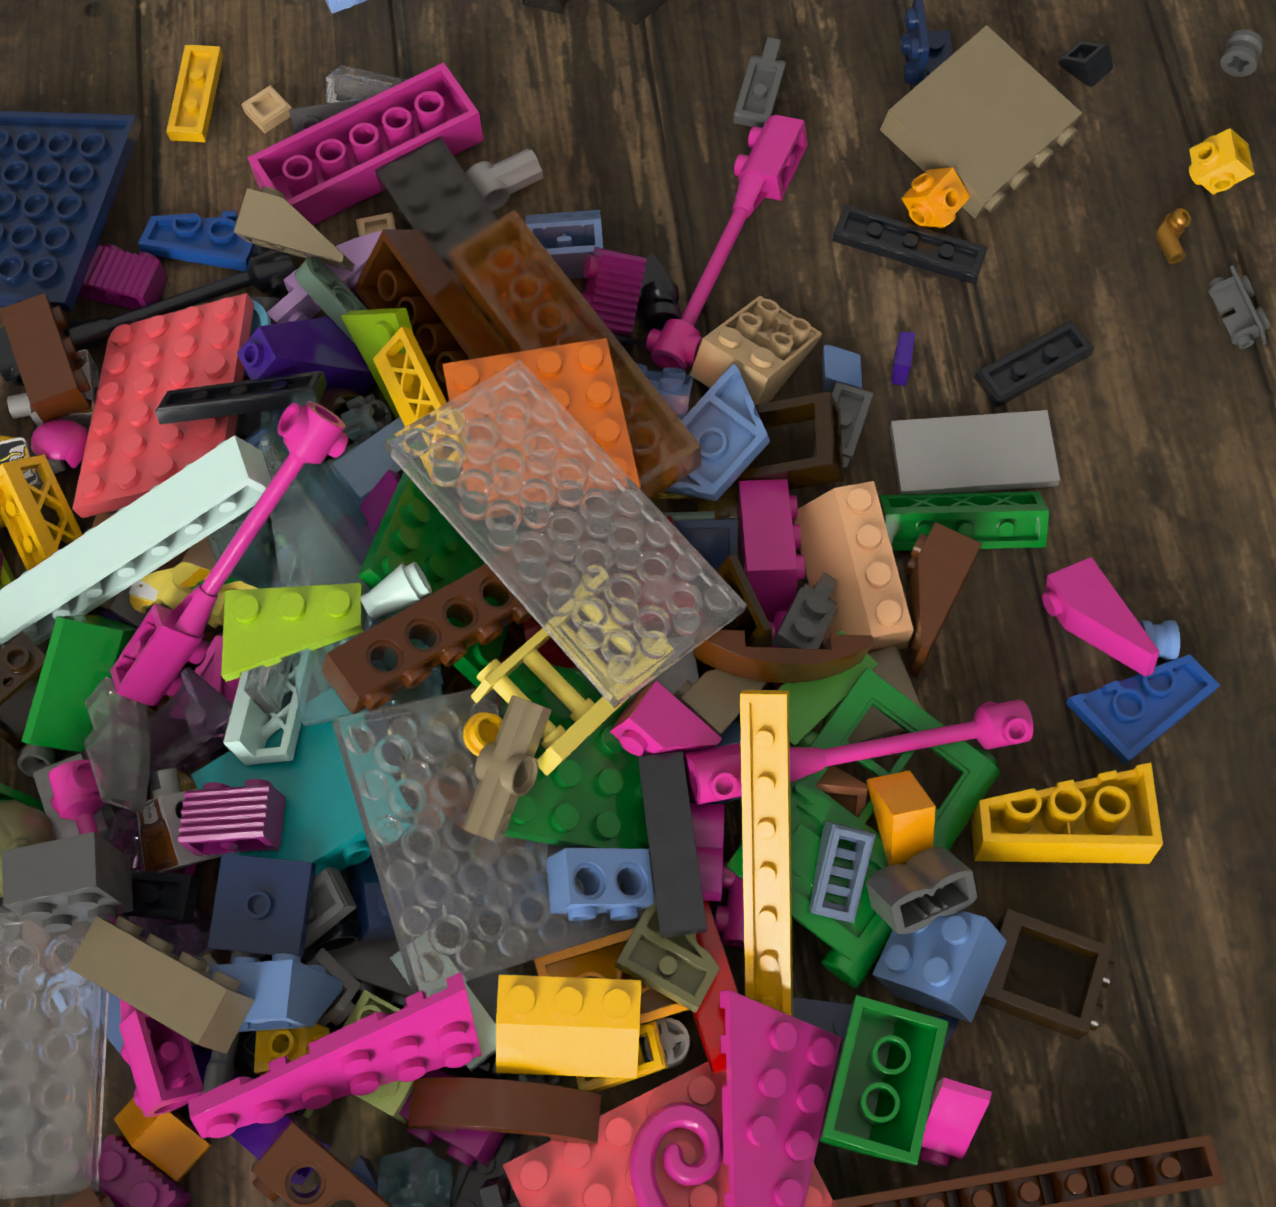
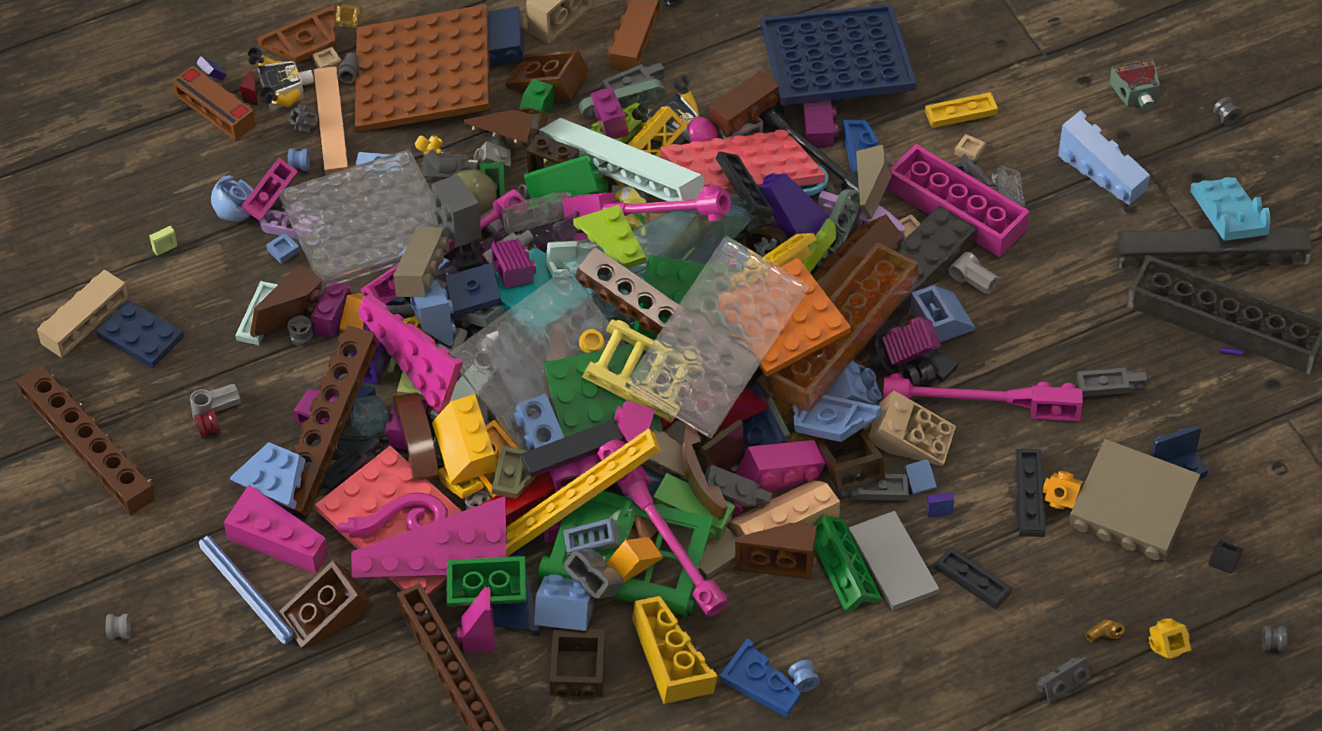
camera: 70 degrees right, 15 degrees down
(397, 591) = (647, 271): light aqua cone -> none
(506, 769) = (585, 346): dark tan piece -> none
(1097, 614) = (810, 634): dark pink slope -> none

